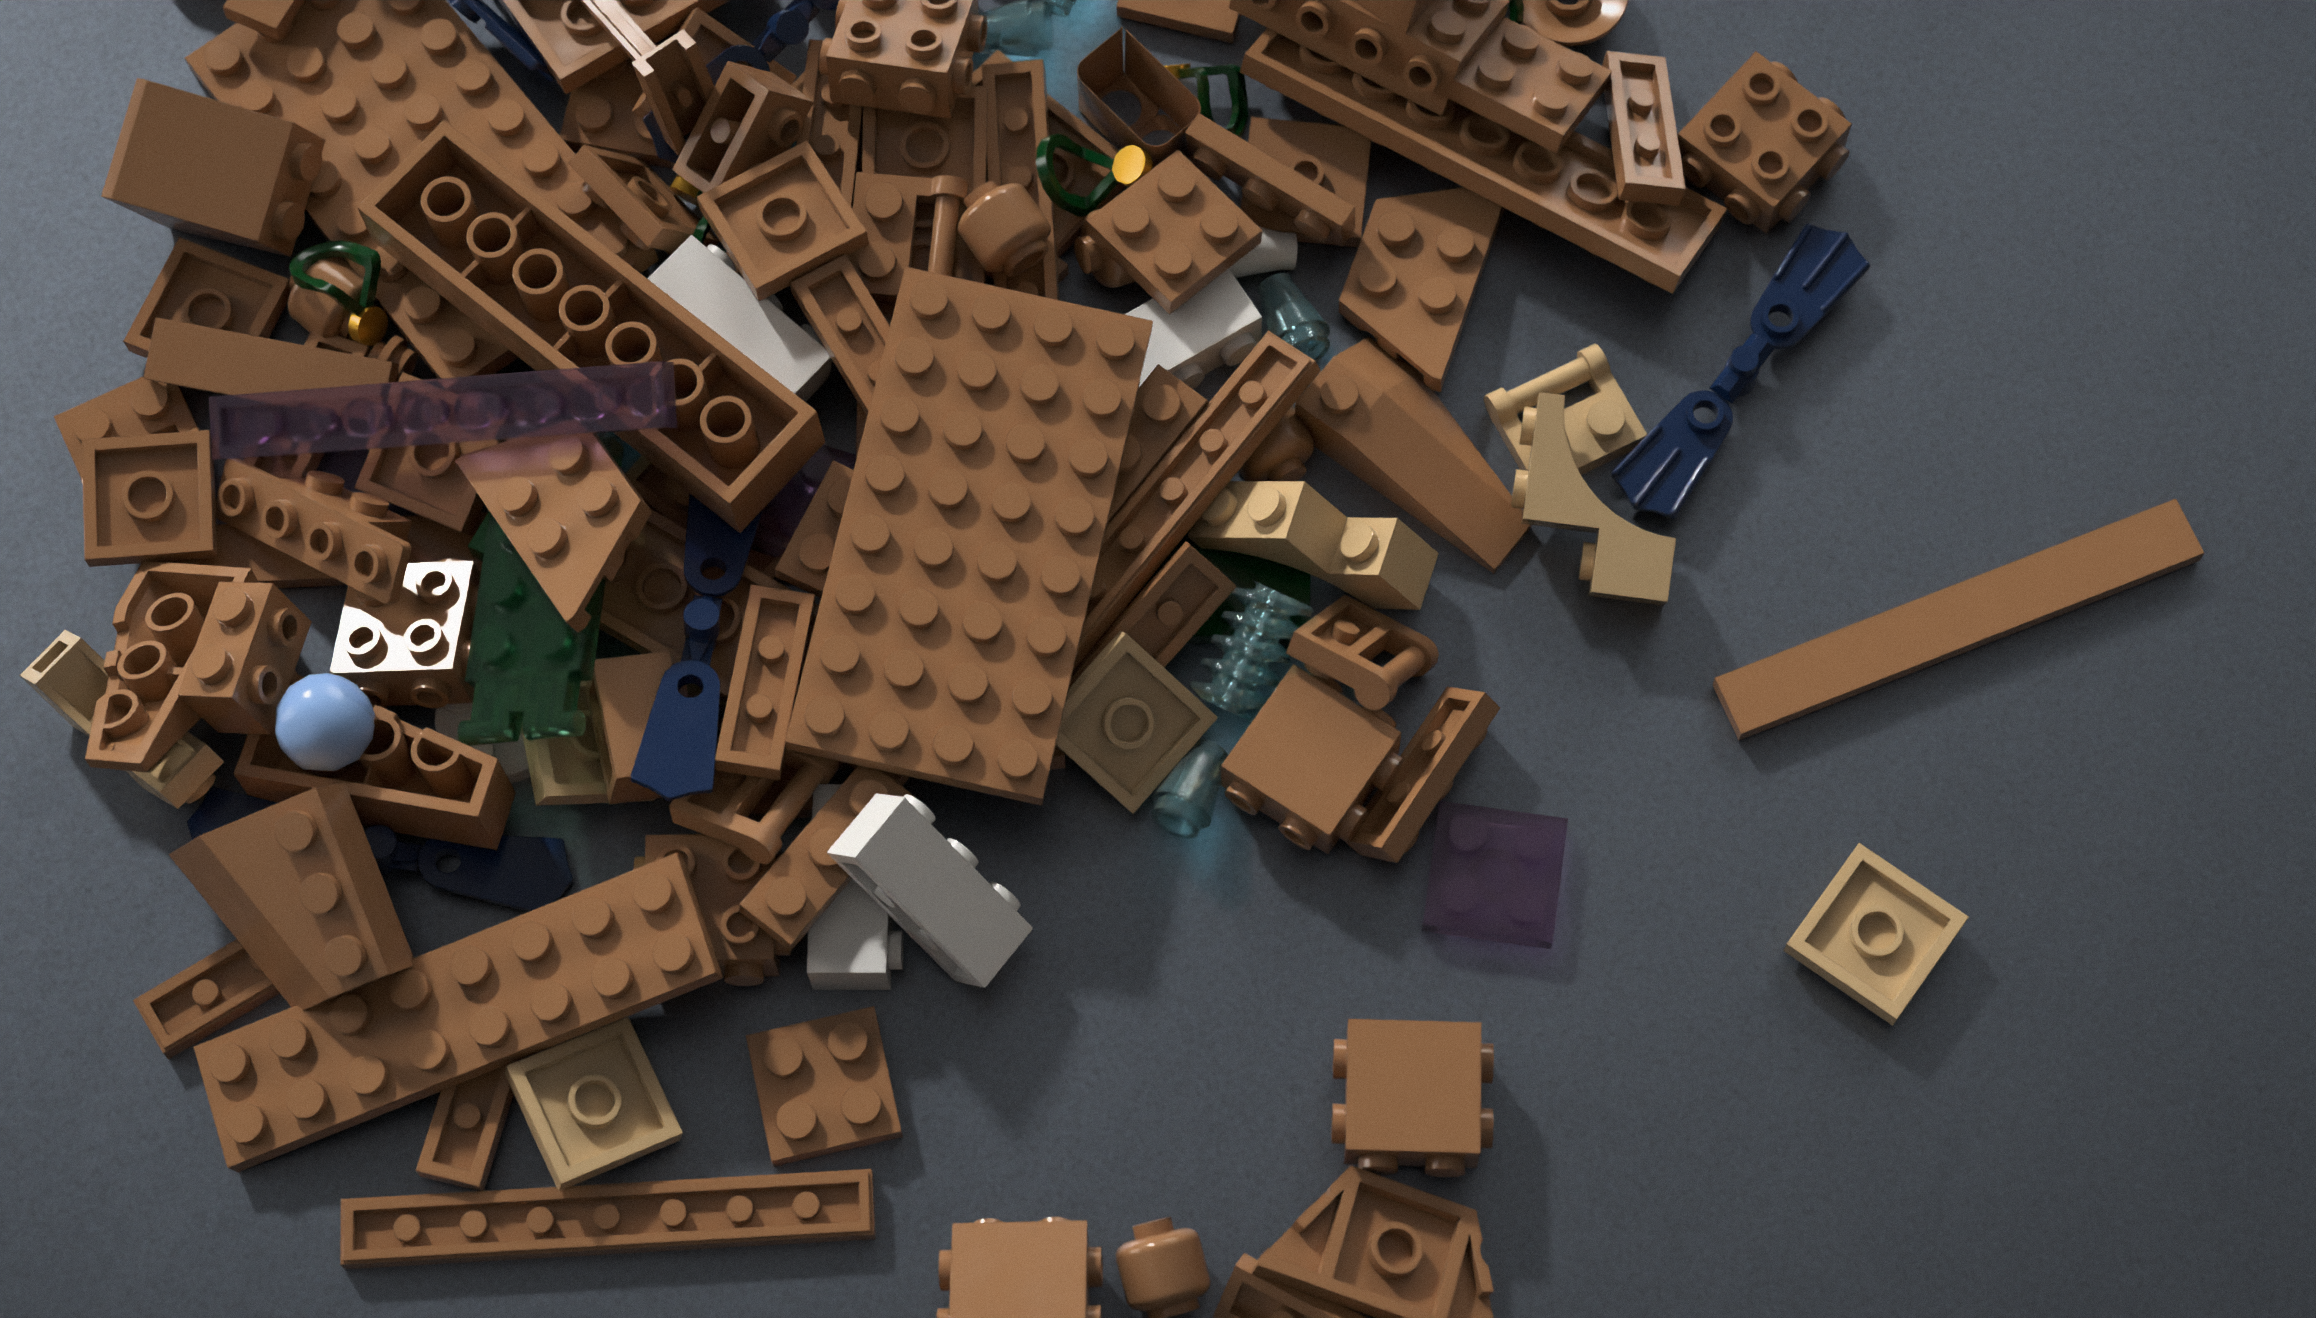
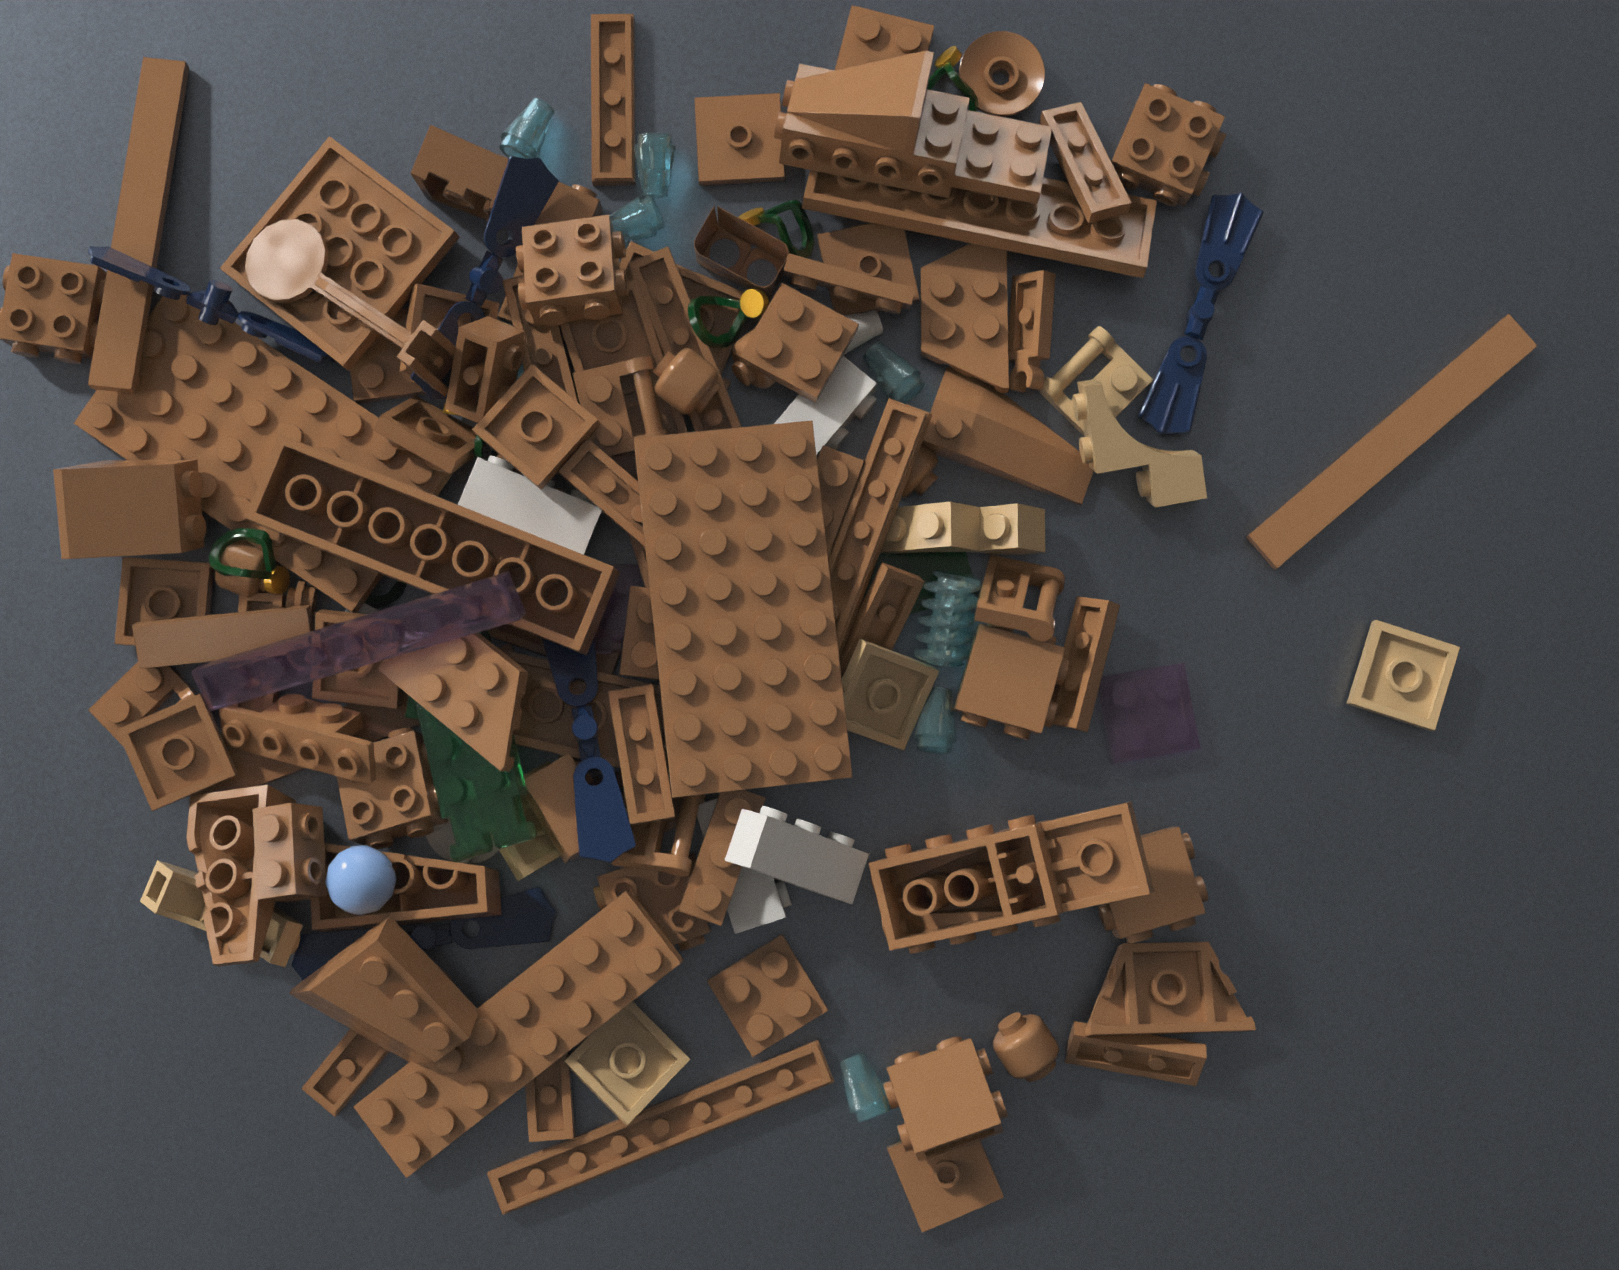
camera: 20 degrees left, 15 degrees up
(911, 1257) = (863, 1089): none -> clear light blue cone
(1211, 1004) = (1008, 876): none -> medium nougat wedge
(1498, 317) = (1030, 328): none -> medium nougat plate

